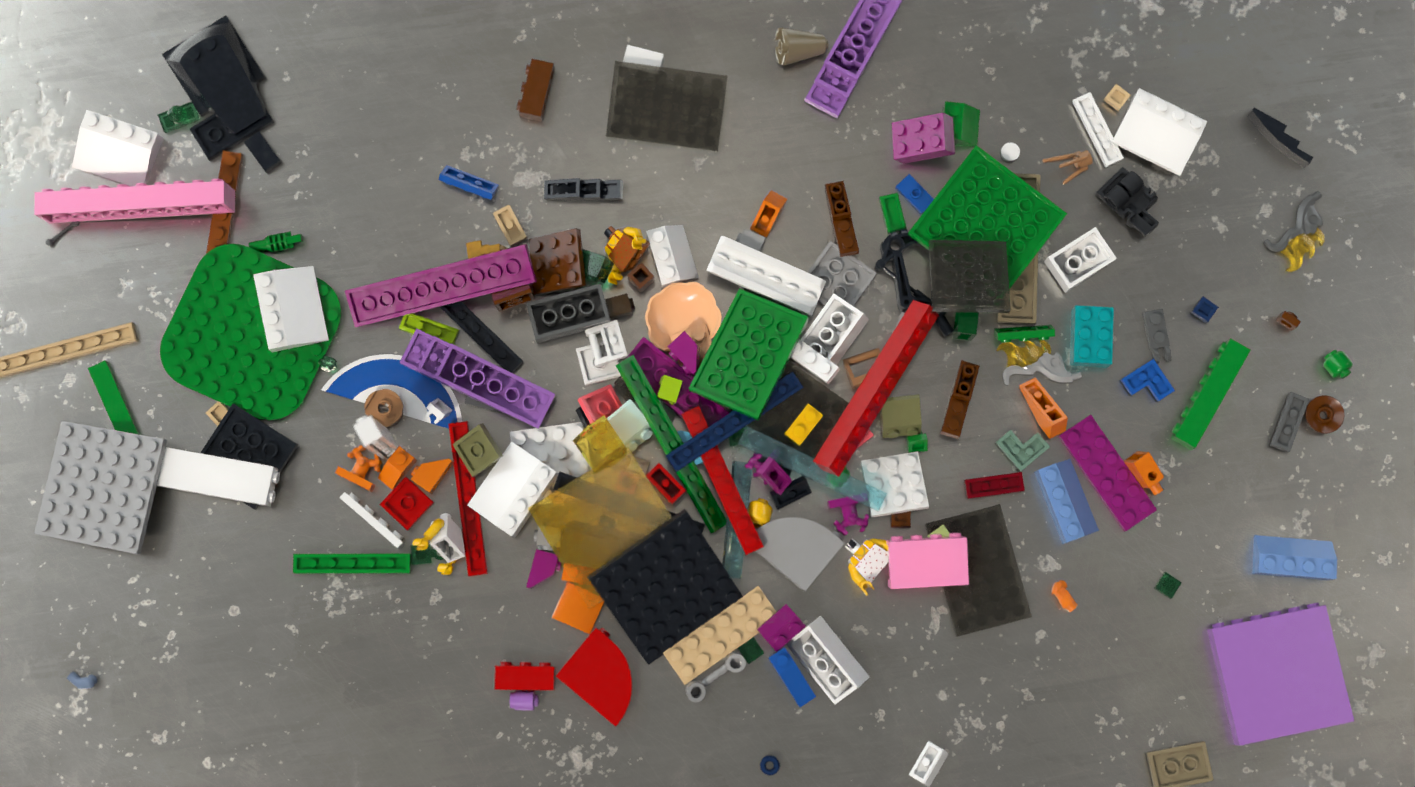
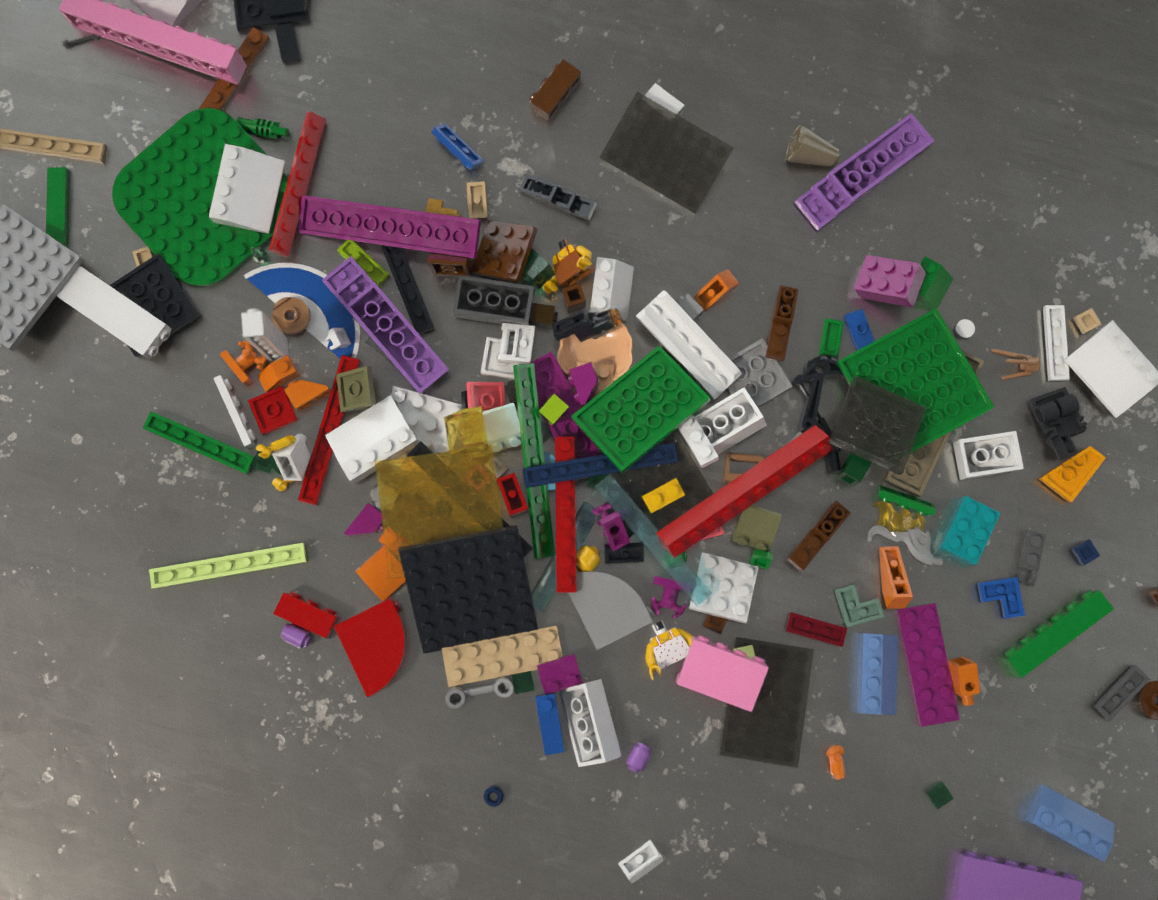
camera: 25 degrees right, 0 degrees up
(334, 282) = (297, 184): none -> red plate
(431, 664) = (228, 565): none -> yellowish green plate
(665, 299) = (587, 326): none -> black plate
(885, 671) = (638, 757): none -> medium lavender brick
(1164, 242) = (1074, 473): none -> light orange wing

